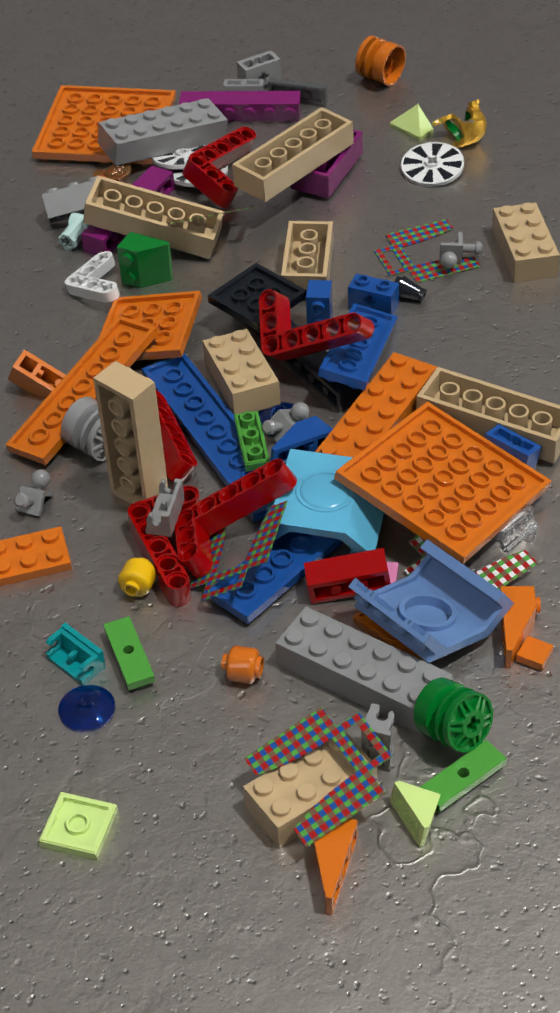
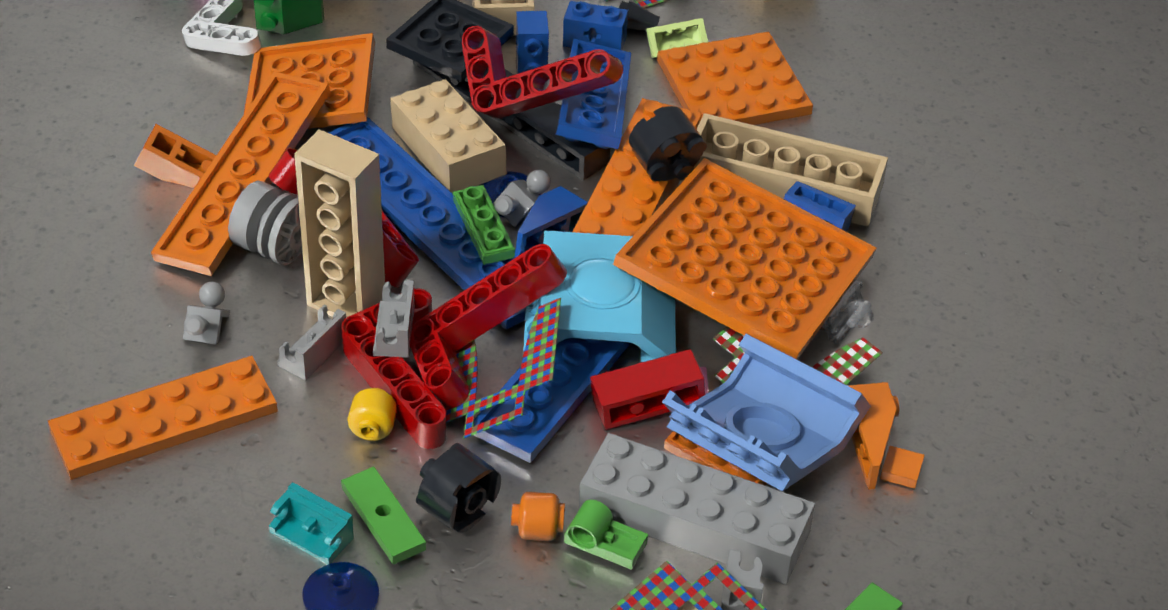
camera: 15 degrees left, 0 degrees up
(108, 523) = (314, 345): none -> light grey hinge
(185, 637) = (457, 487): none -> black brick
(285, 682) = (600, 535): none -> bright green plate
(397, 389) = (667, 144): none -> black brick
(436, 306) = (676, 35): none -> yellowish green slope
(453, 714) = (829, 554): green wheel -> none
(476, 342) = (736, 79): none -> orange plate

